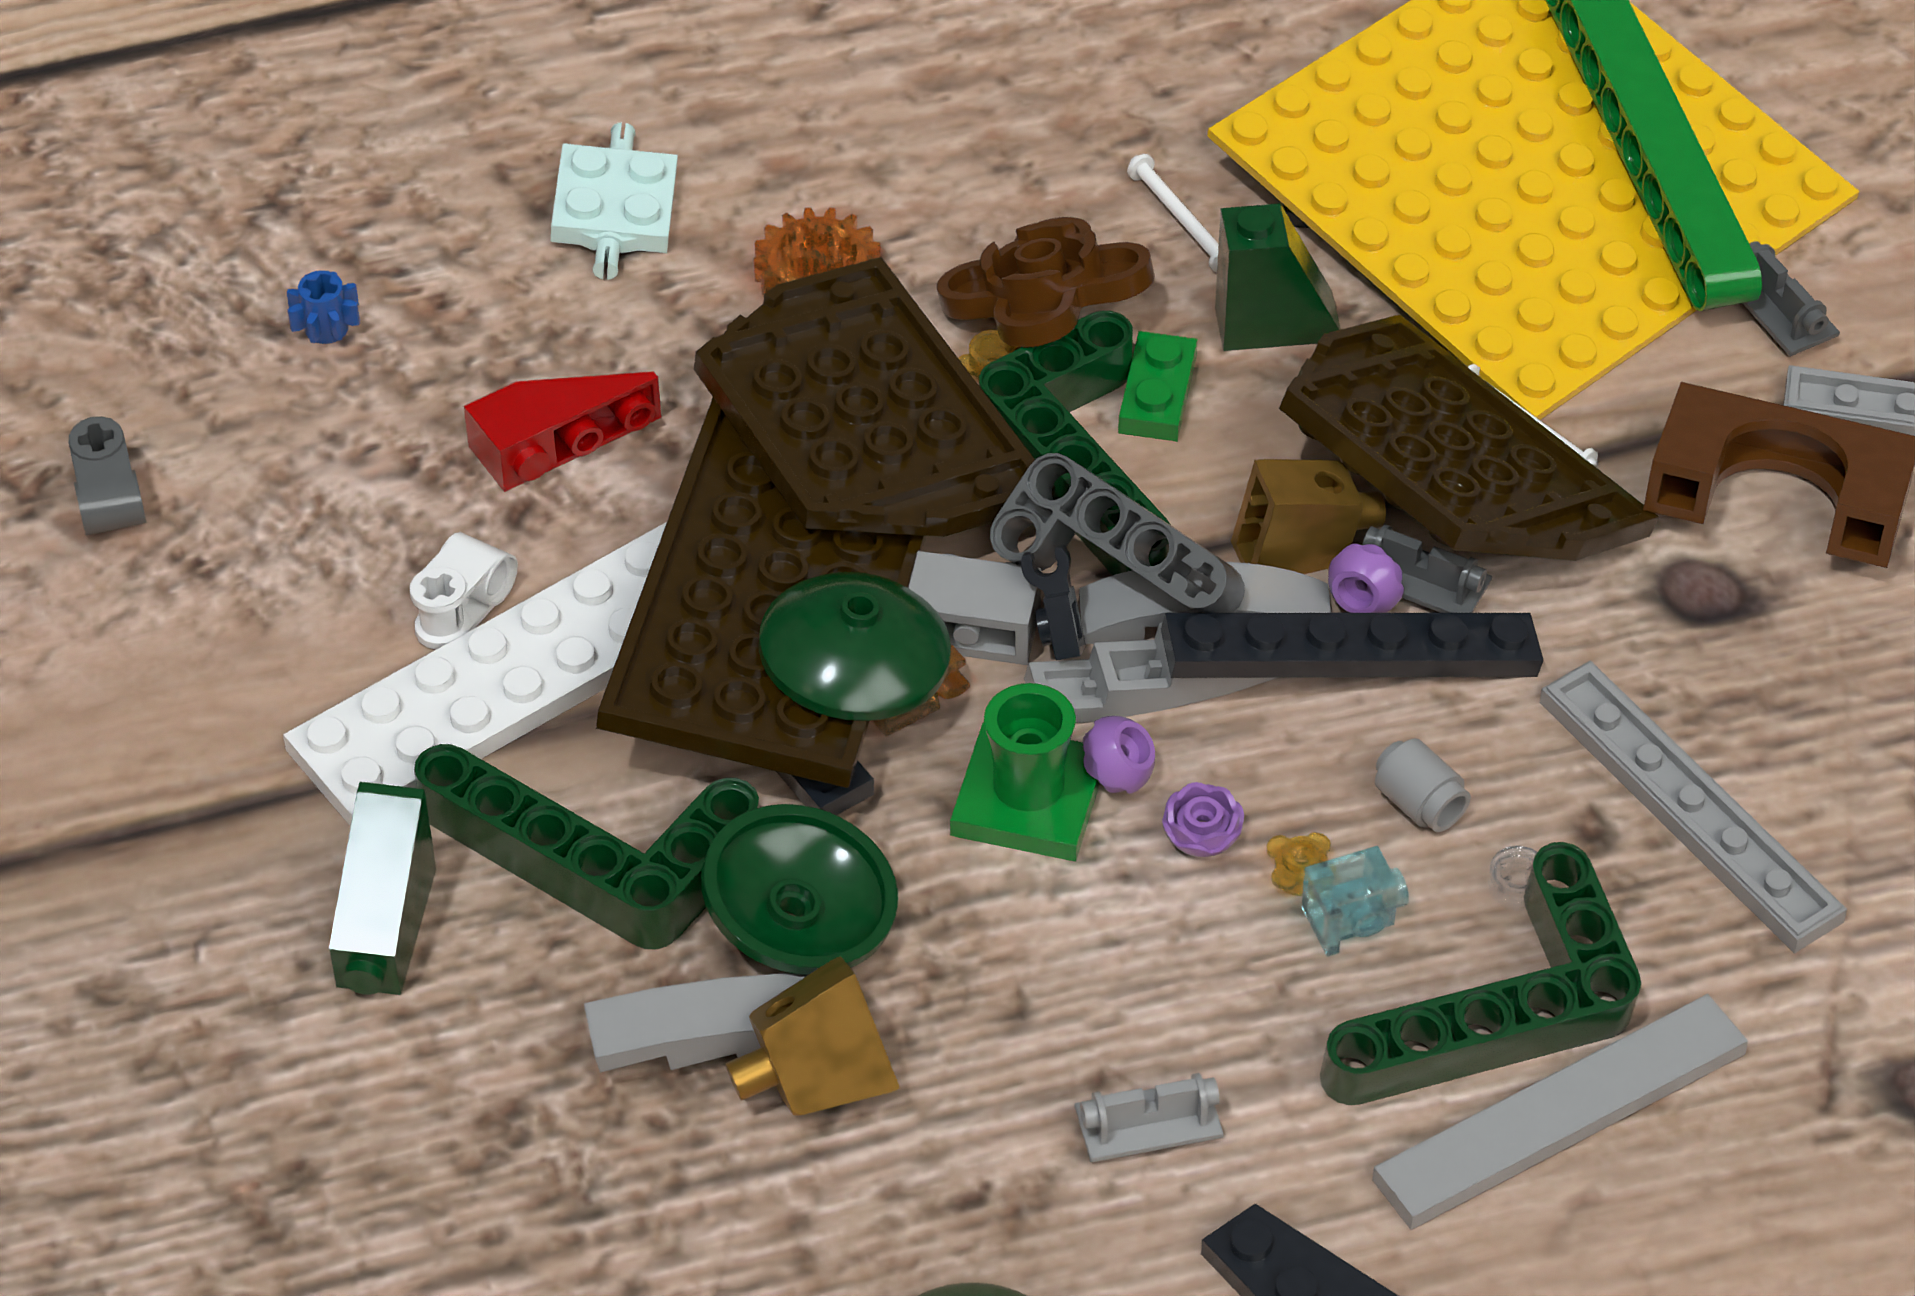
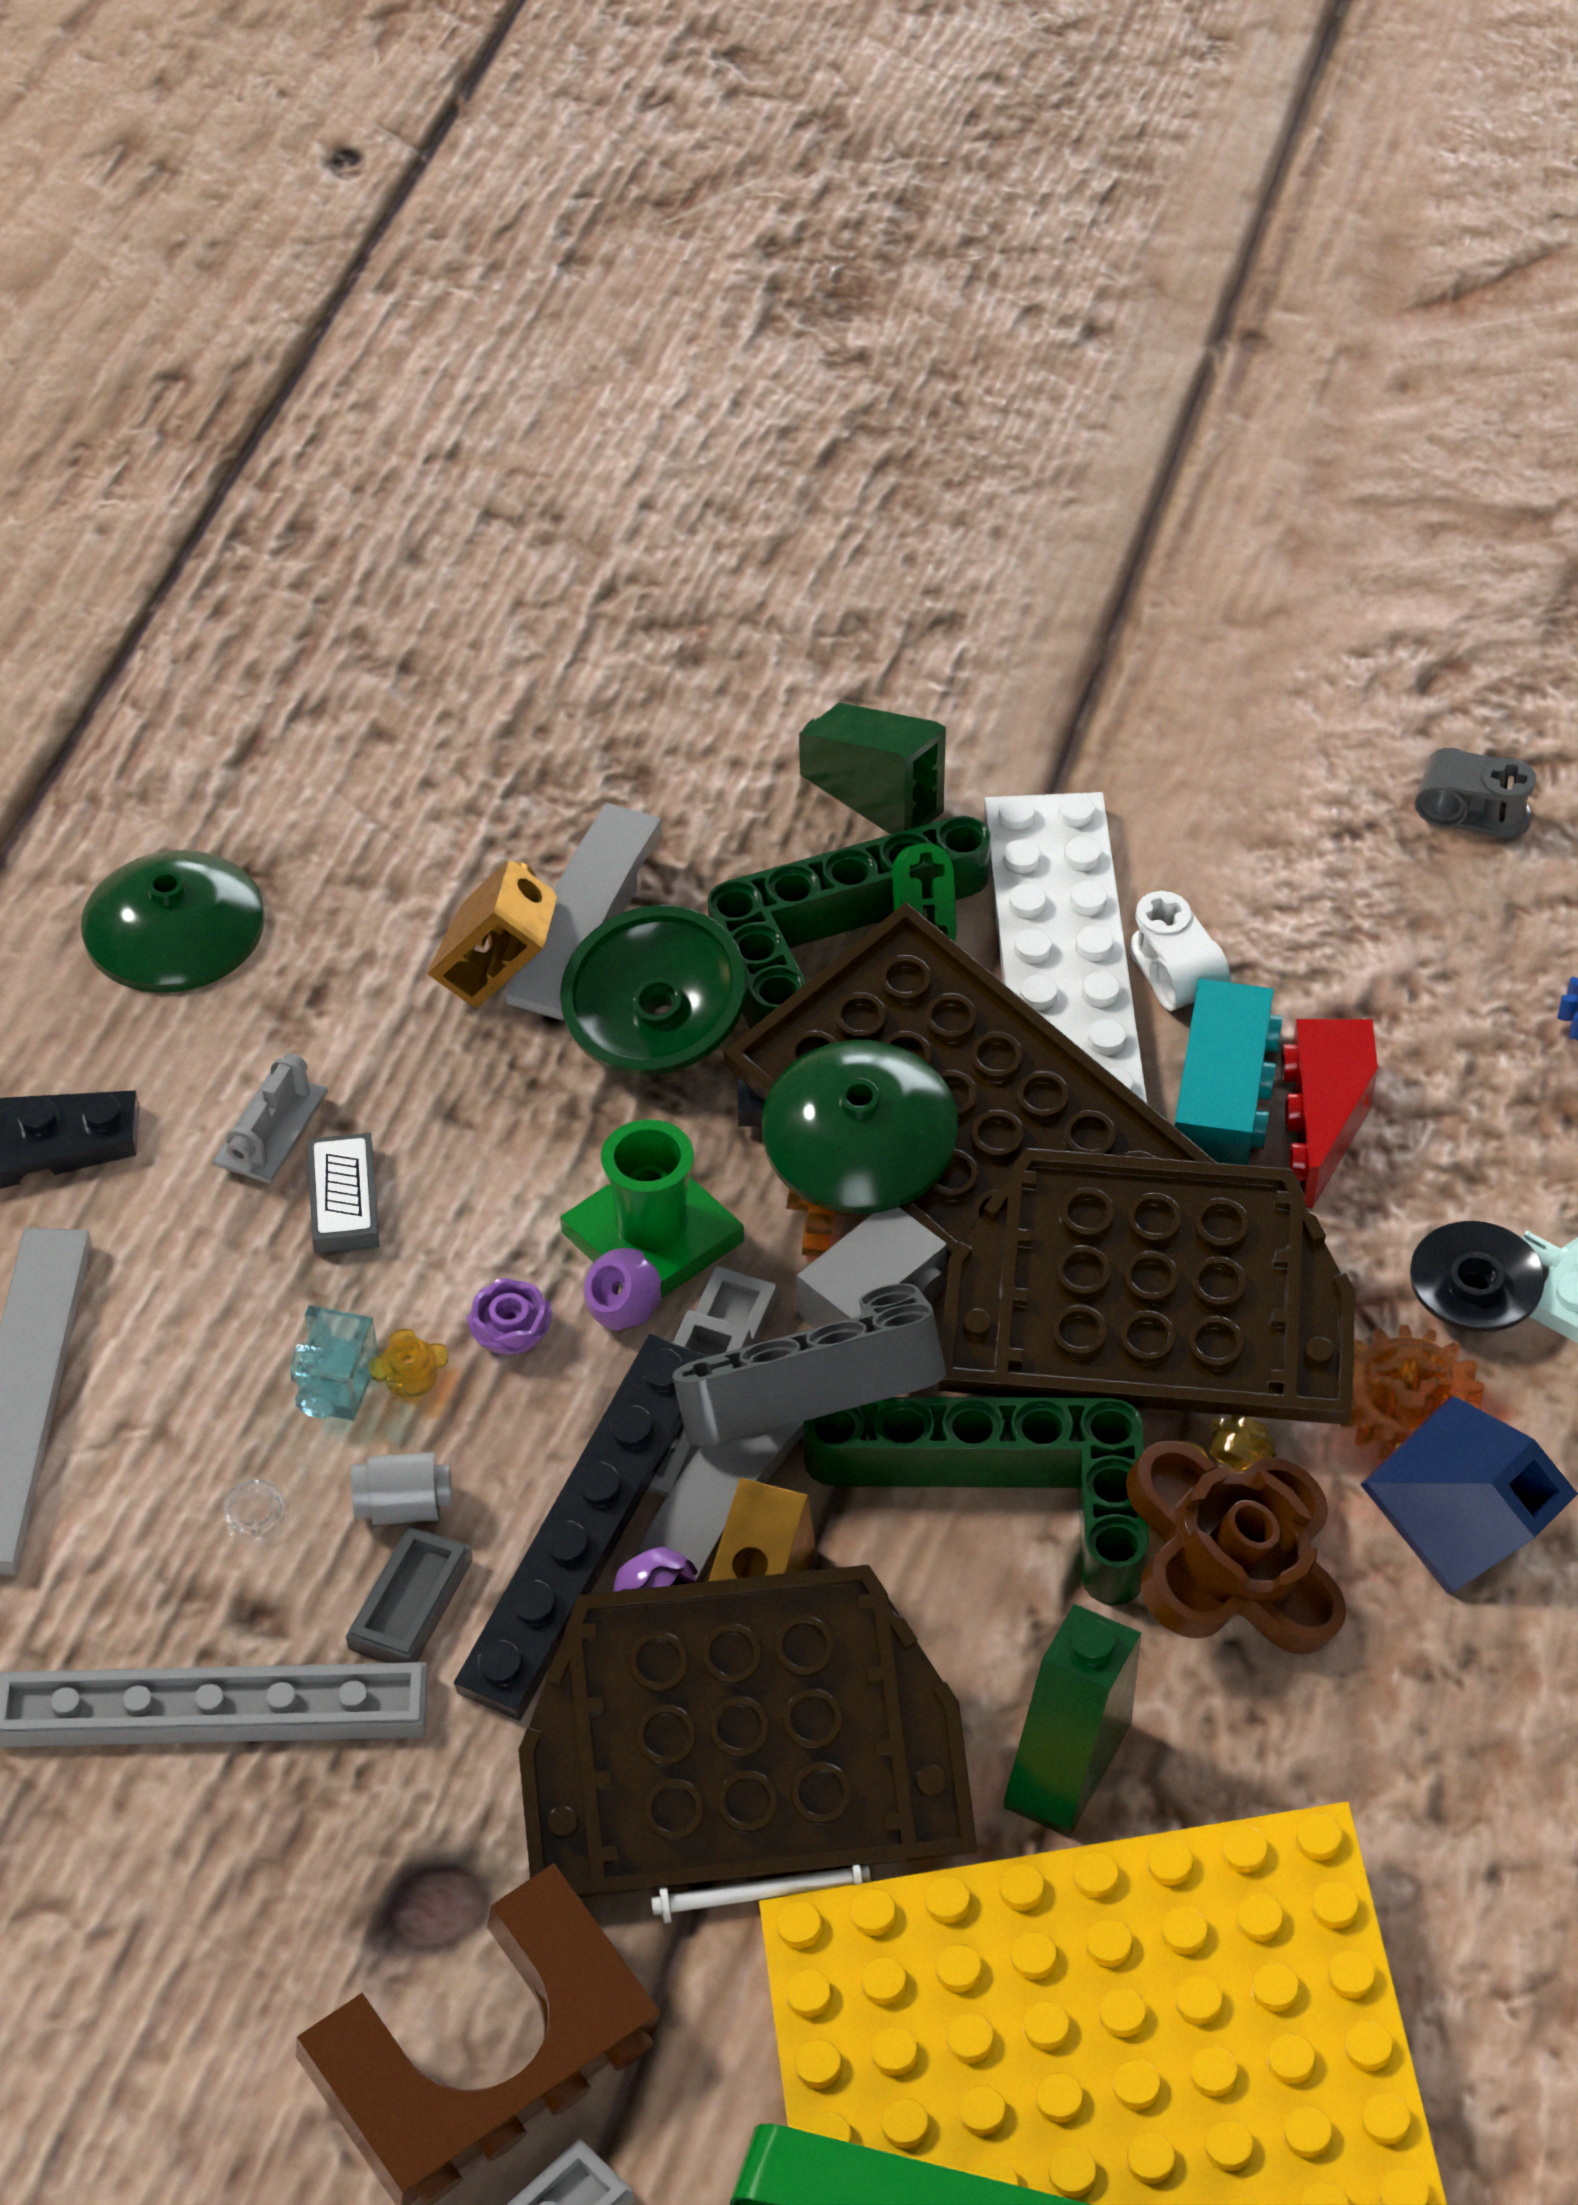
camera: 125 degrees right, 0 degrees up
(539, 763) = (939, 889): none -> green beam
(577, 496) = (1228, 1070): none -> teal brick
(671, 267) = (1478, 1257): none -> black dish
(891, 172) = (1467, 1491): none -> dark blue slope
(948, 322) = (1241, 1441): none -> clear yellow plate
(1060, 619) = (794, 1309): black plate -> none
(1142, 169) = (1284, 1760): white axle -> none
(1157, 386) = (1040, 1585): green plate -> none
(1172, 1022) = (343, 1193): none -> tile
(1497, 739) = (409, 1597): none -> dark grey tile
(1502, 1005) = (95, 1448): dark green beam -> none

